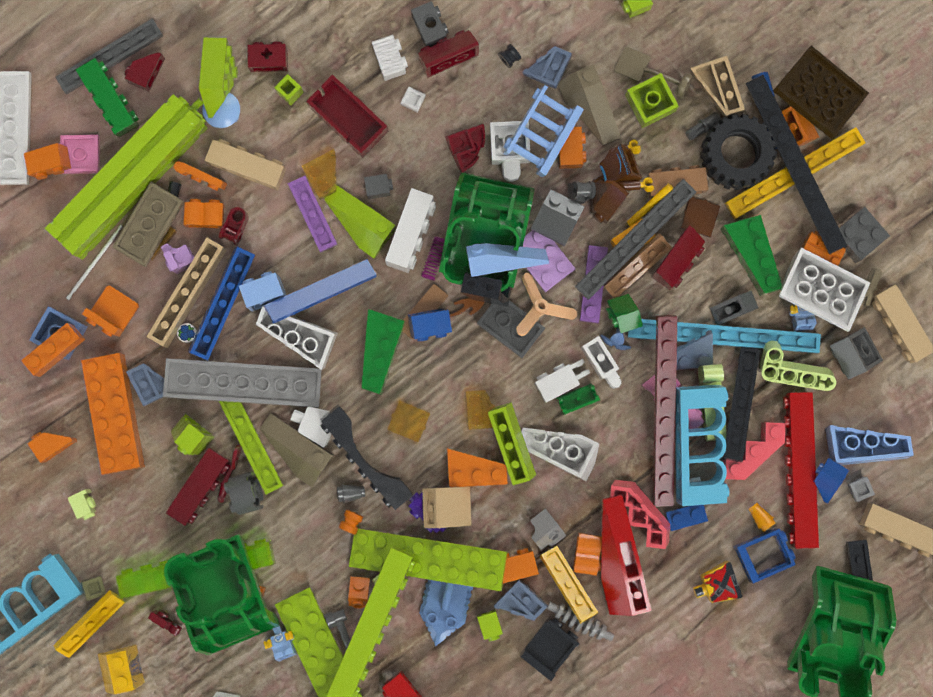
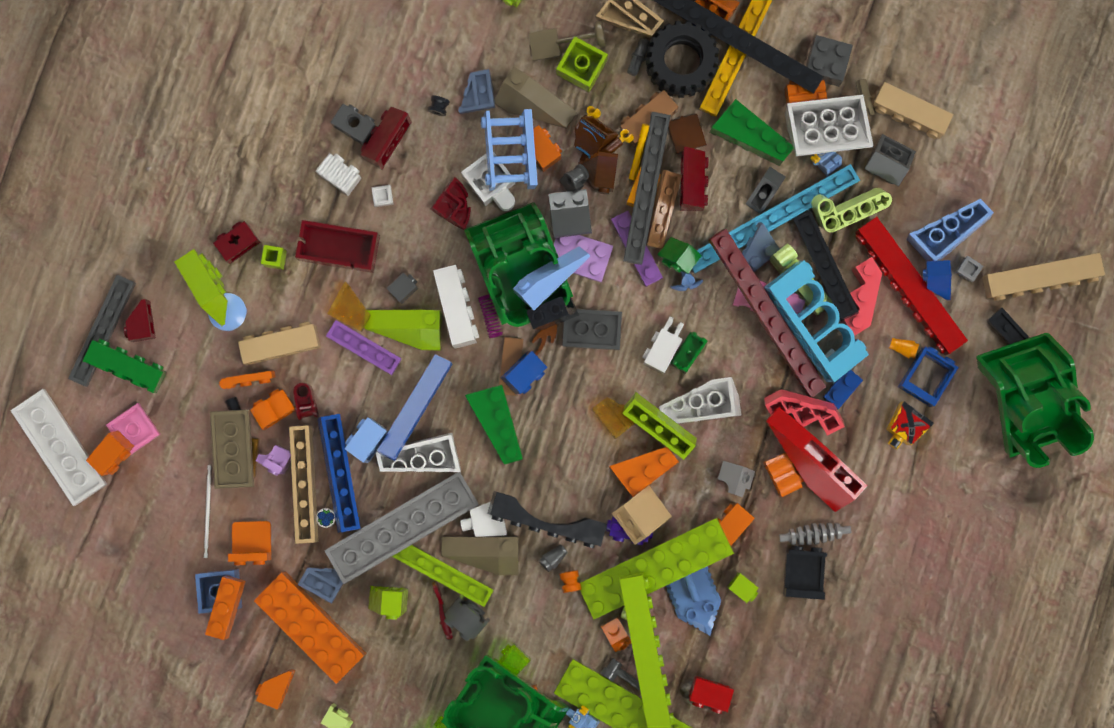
camera: 30 degrees left, 0 degrees up
(127, 176) = (187, 420): lime brick -> none
(198, 486) = (424, 639): dark red brick -> none
(408, 421) = (561, 465): clear yellow piece -> none
(521, 601) = (755, 550): sand blue wing -> none
(547, 308) = (606, 304): light nougat piece -> none
(568, 584) = (785, 510): yellow plate -> none
(602, 362) = (688, 308): white hinge -> none

